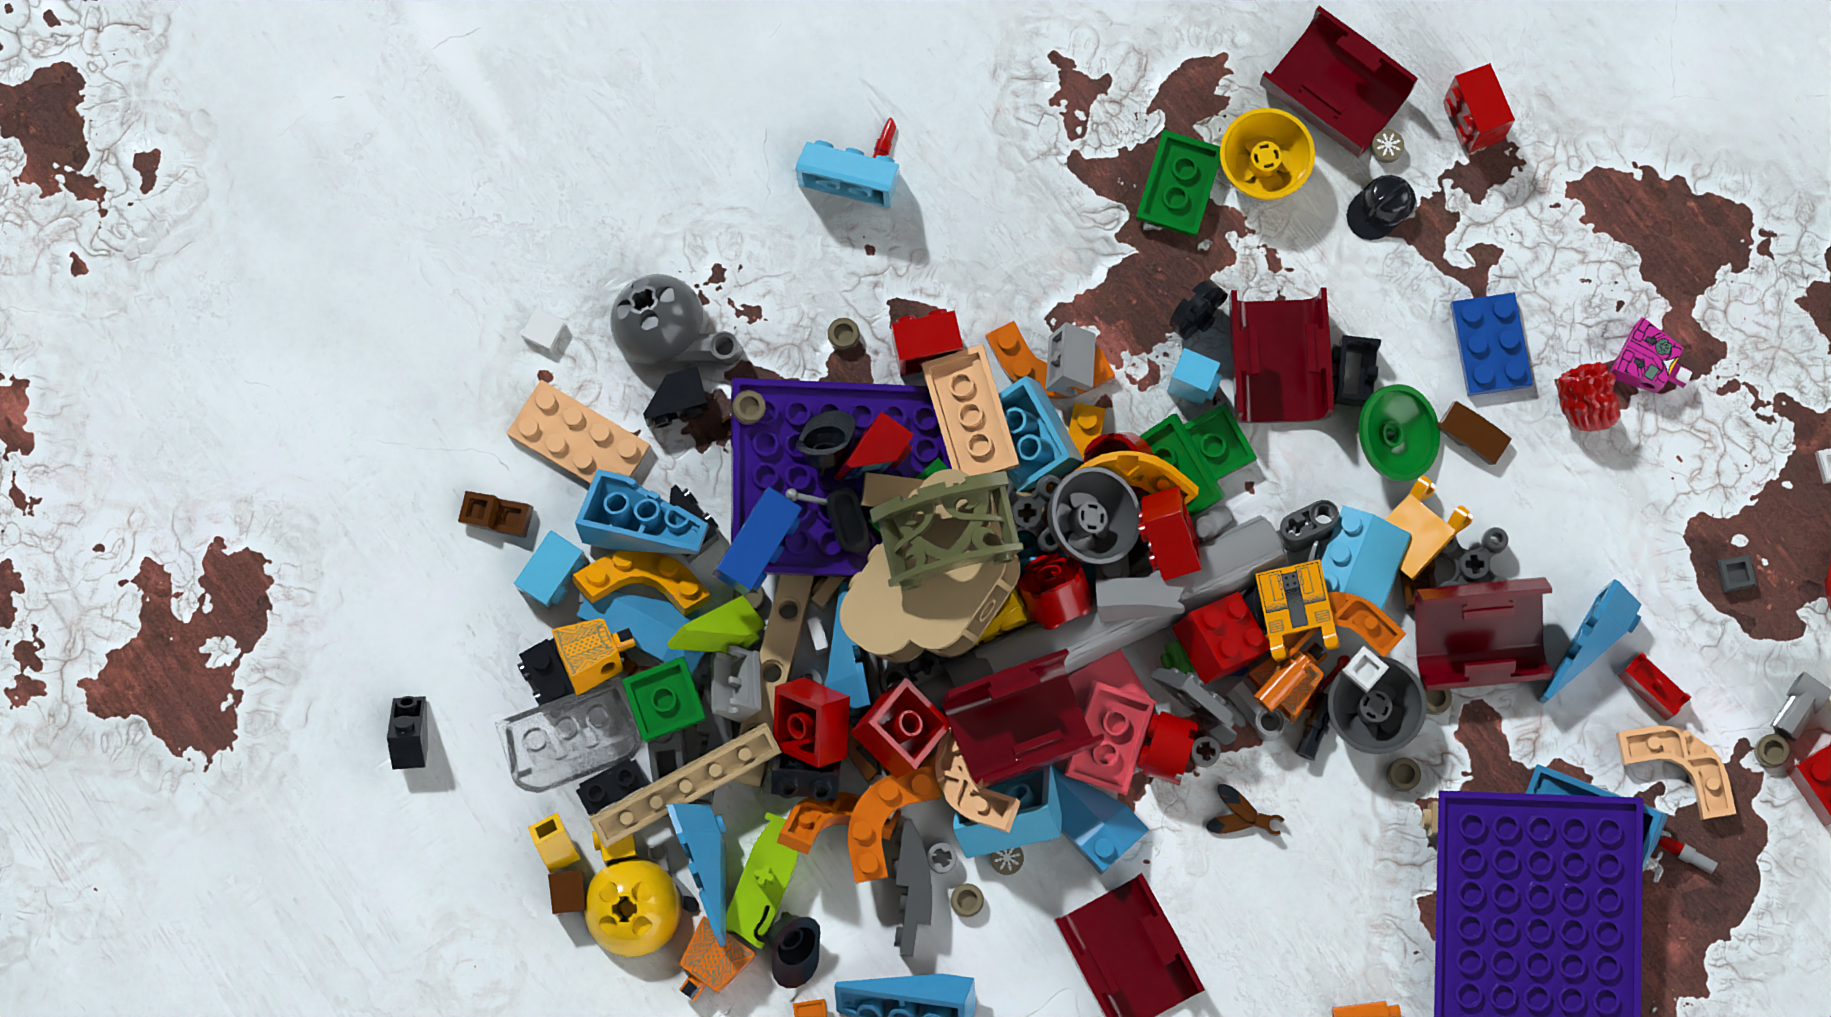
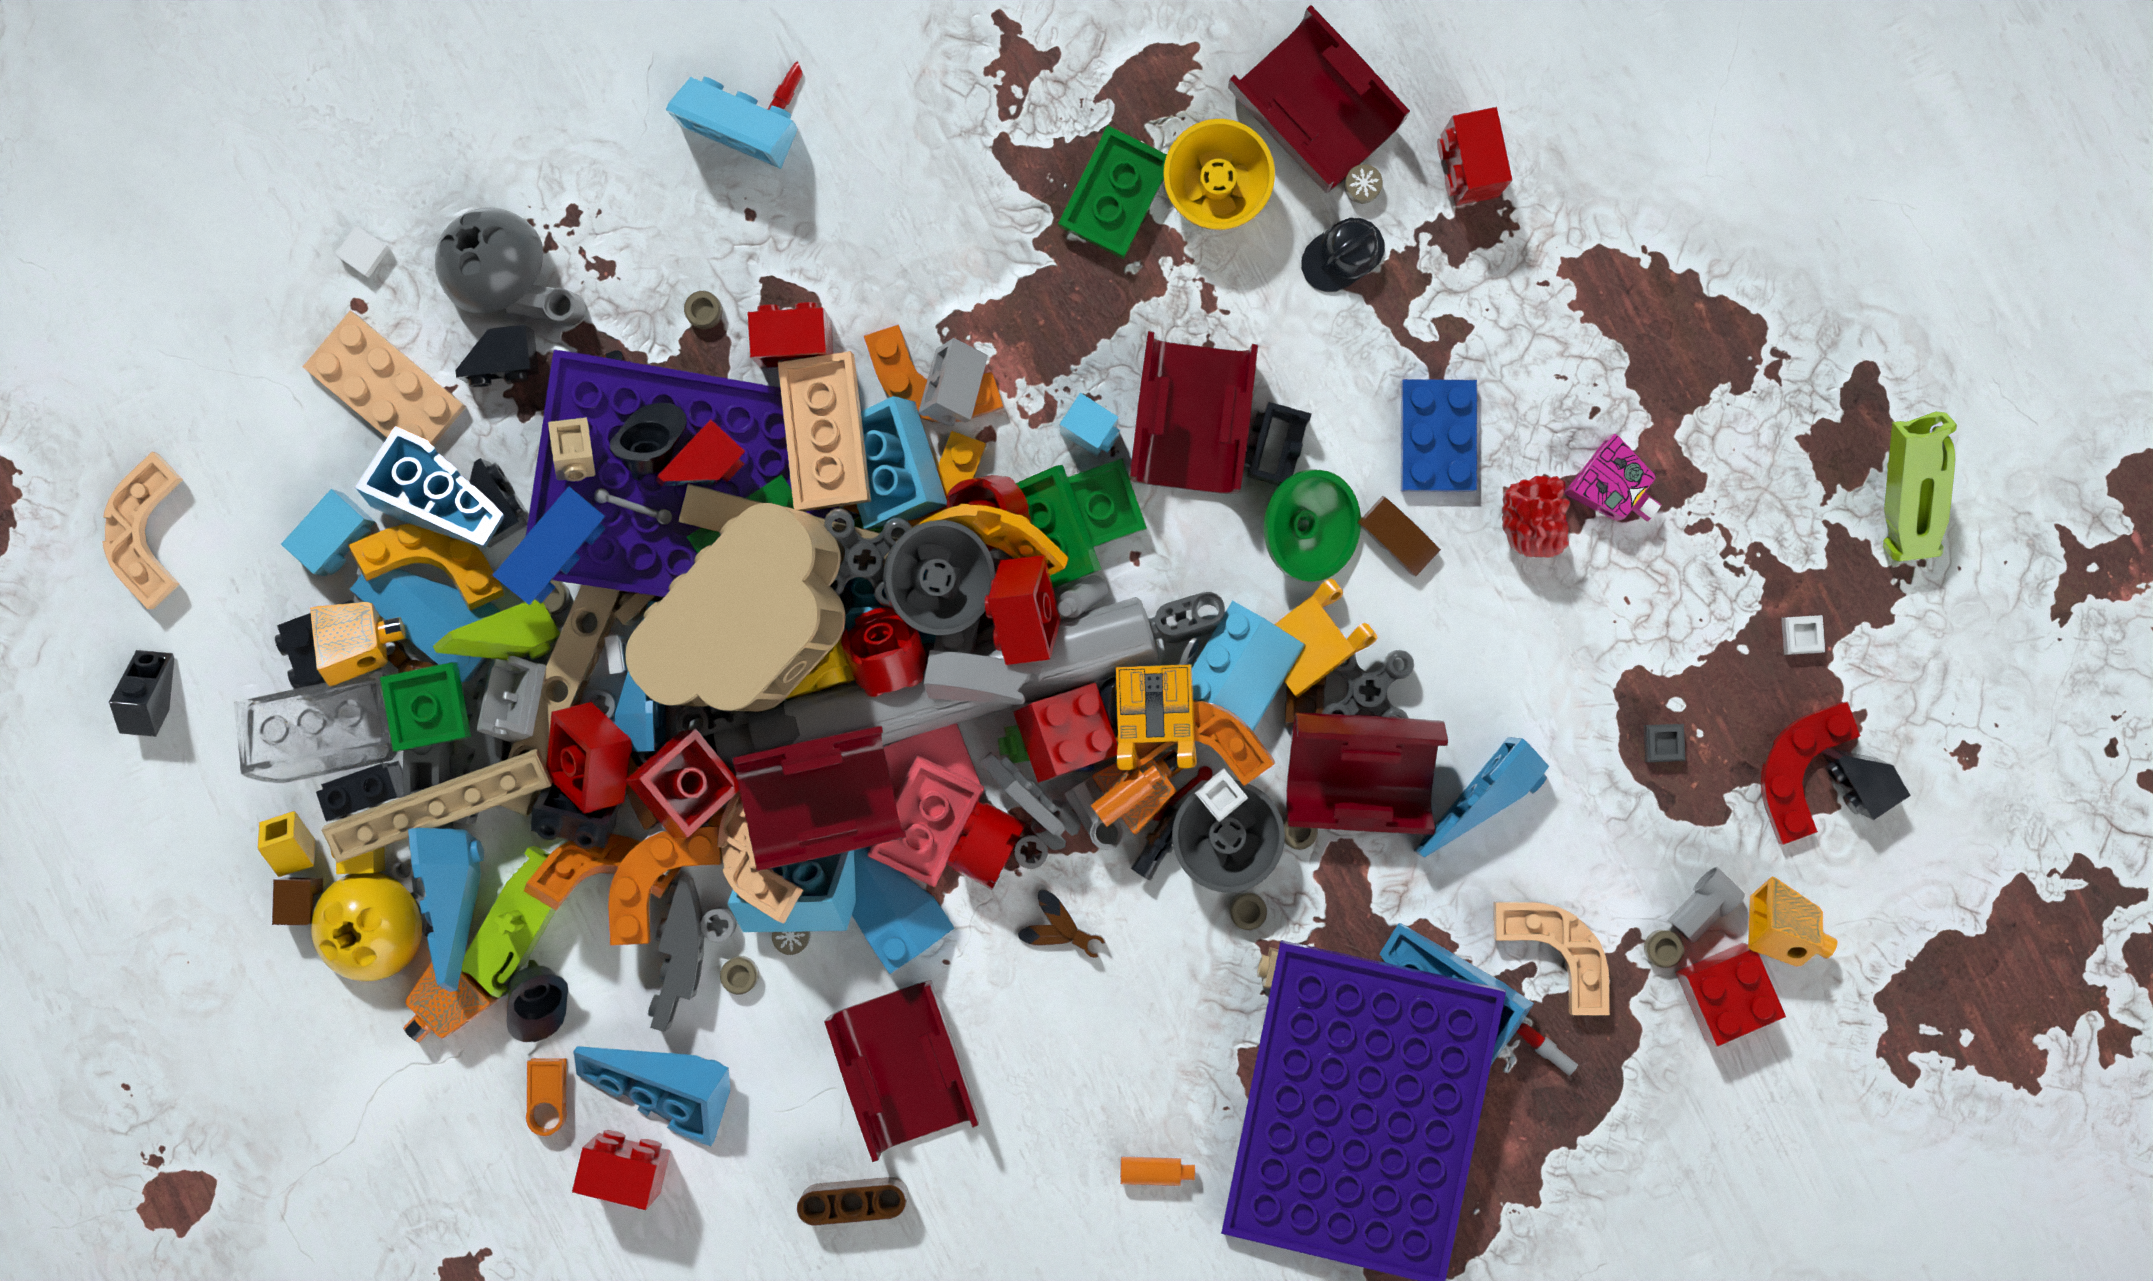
camera: 10 degrees right, 10 degrees up
(371, 595) = (125, 530): none -> light nougat plate
(495, 514) = (278, 458): reddish brown slope -> none
(748, 407) = (565, 387): dark tan tile -> none
(763, 457) = (571, 449): none -> tan bracket
(847, 520) = (661, 534): black tile -> none
(900, 513) = (700, 556): olive fence -> none
(1199, 311) = (1109, 347): black plate -> none
(1653, 686) = (1547, 856): red hinge -> none

